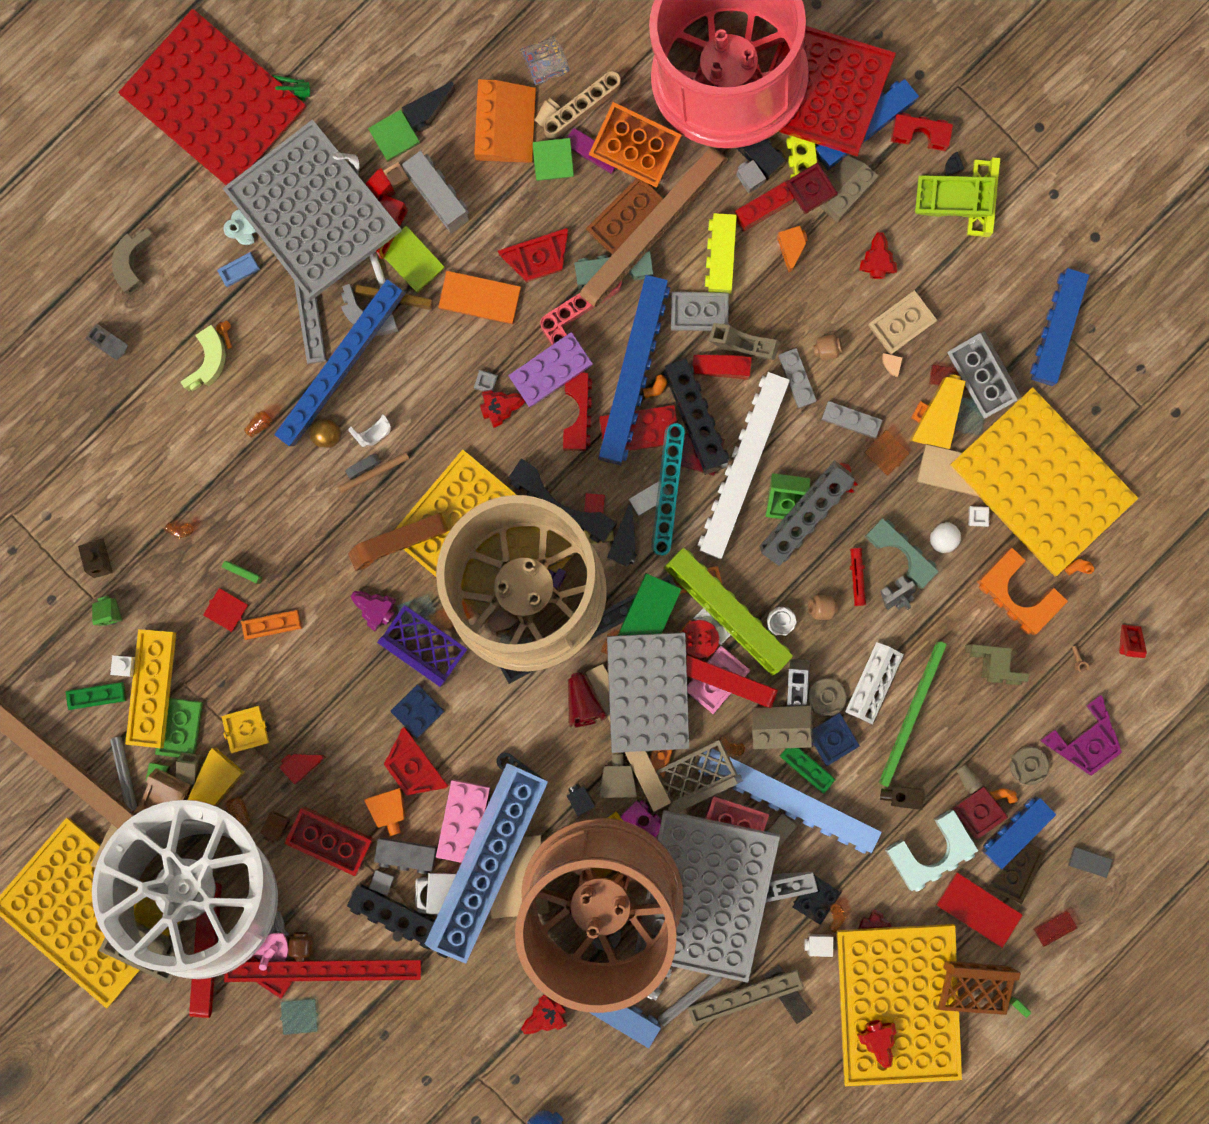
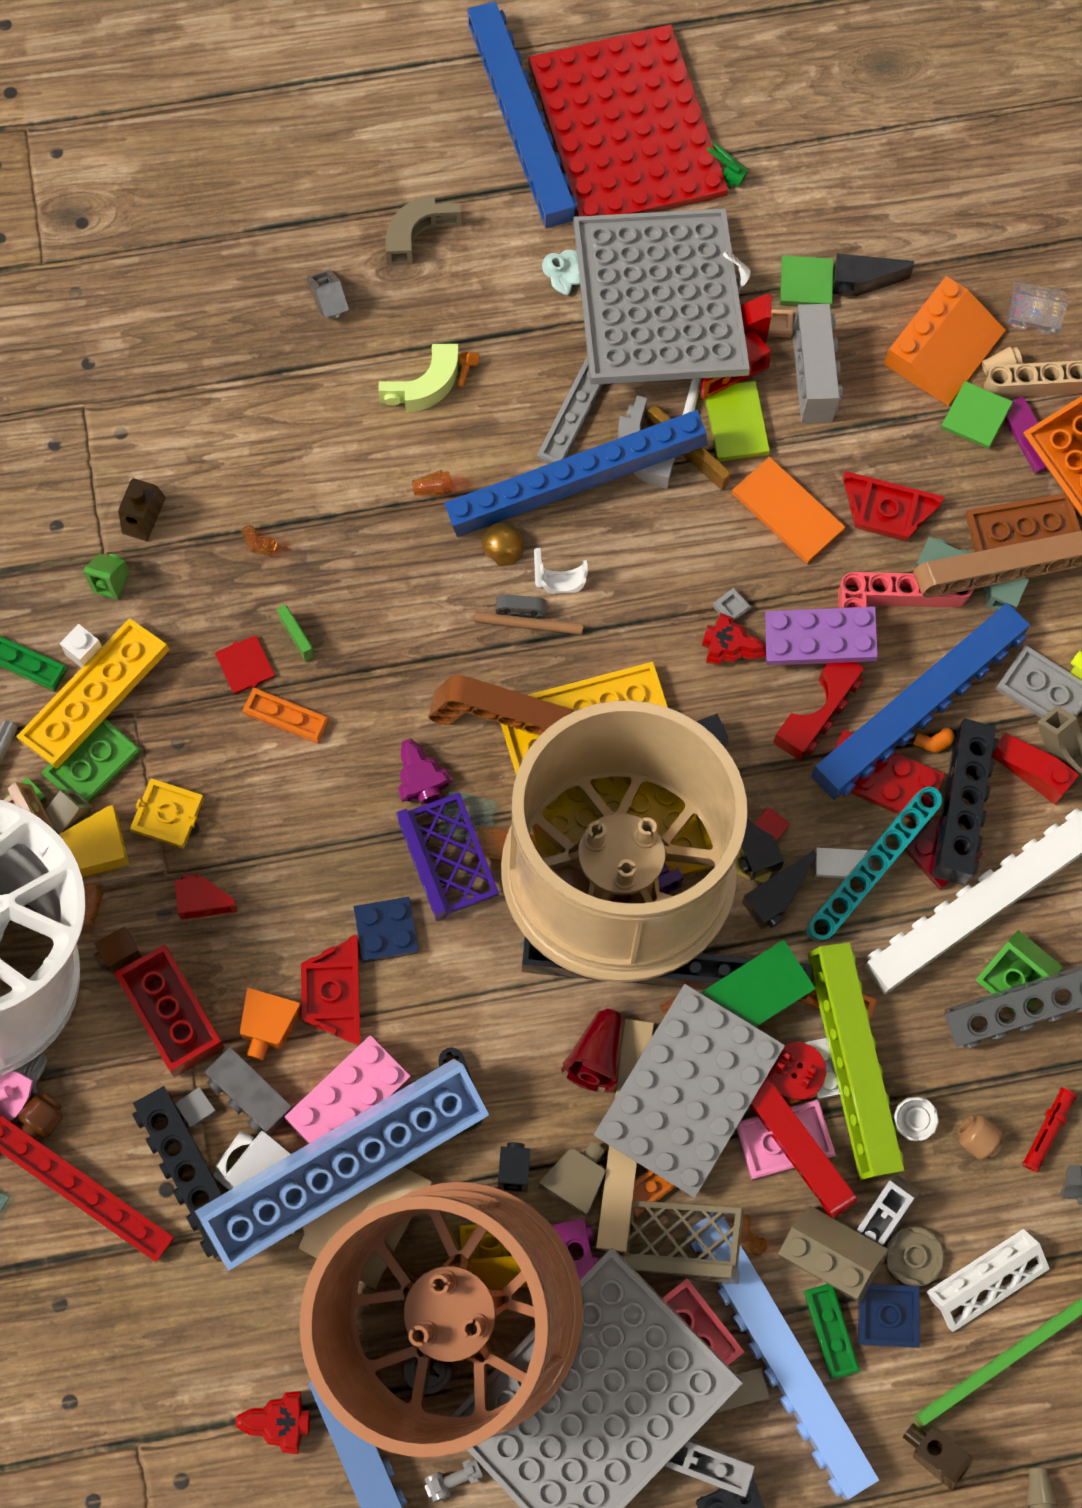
camera: 30 degrees right, 15 degrees down
(140, 137) = (521, 114): none -> blue brick
(238, 269) = (530, 312): medium blue tile -> none

